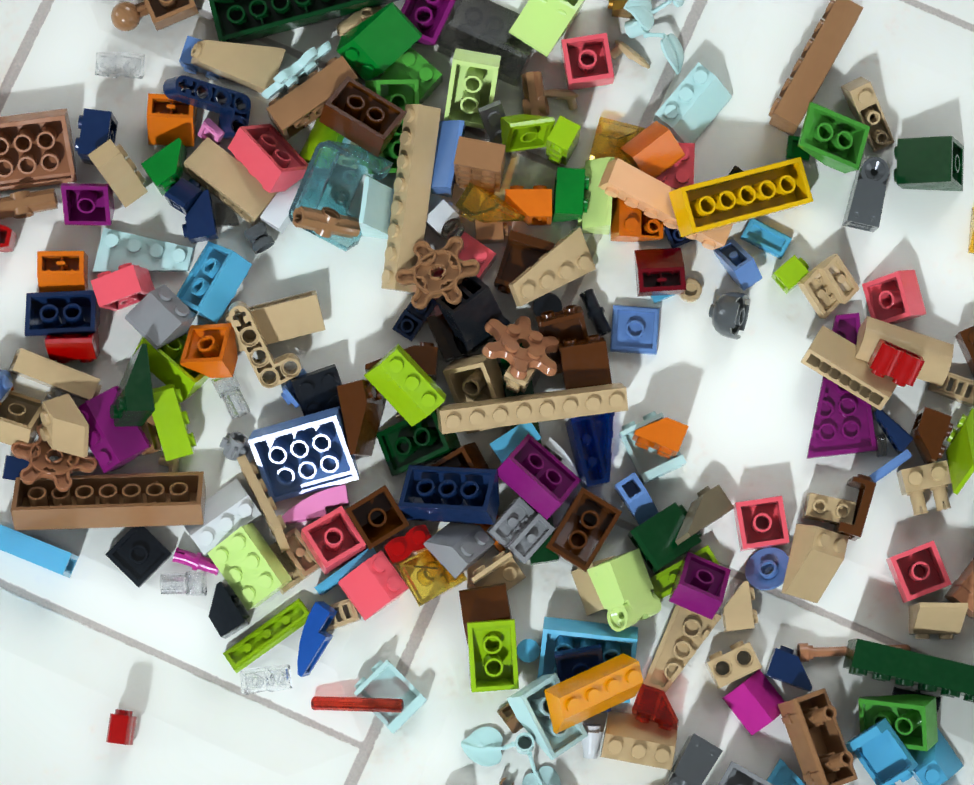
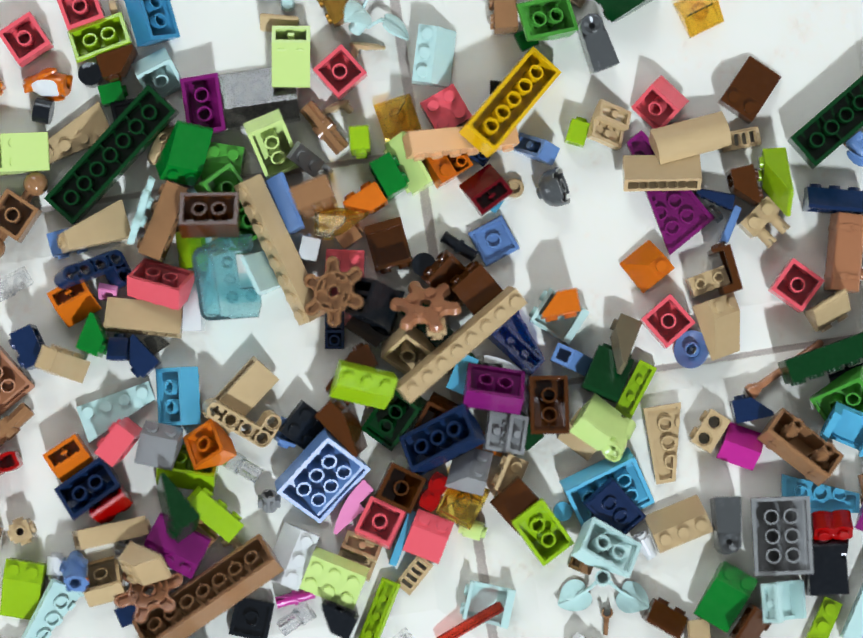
camera: 35 degrees left, 5 degrees up
(87, 204) = (55, 399): magenta slope -> none
(259, 238) = (190, 344): dark grey wheel -> none
(265, 504) = (319, 528): tan wing -> none
(314, 637) = (410, 597): blue slope -> none
(326, 222) = (232, 305): medium nougat piece -> none
(425, 613) = (476, 532): none -> yellowish green brick
(452, 228) = (323, 252): clear smoke tile -> none
(525, 131) = (329, 151): lime slope -> none
(554, 269) = (413, 232): tan wing -> none
(593, 691) = (627, 512): light orange slope -> none
(653, 150) = (427, 107): orange slope -> none
(654, 706) = (674, 494): clear red slope -> none
(700, 585) = (653, 391): magenta slope -> none
(738, 610) = (689, 391): tan slope -> none
(766, 238) = (544, 117): medium azure tile -> none
(775, 455) = (646, 266): none -> orange slope
(896, 363) = (691, 151): red brick -> none

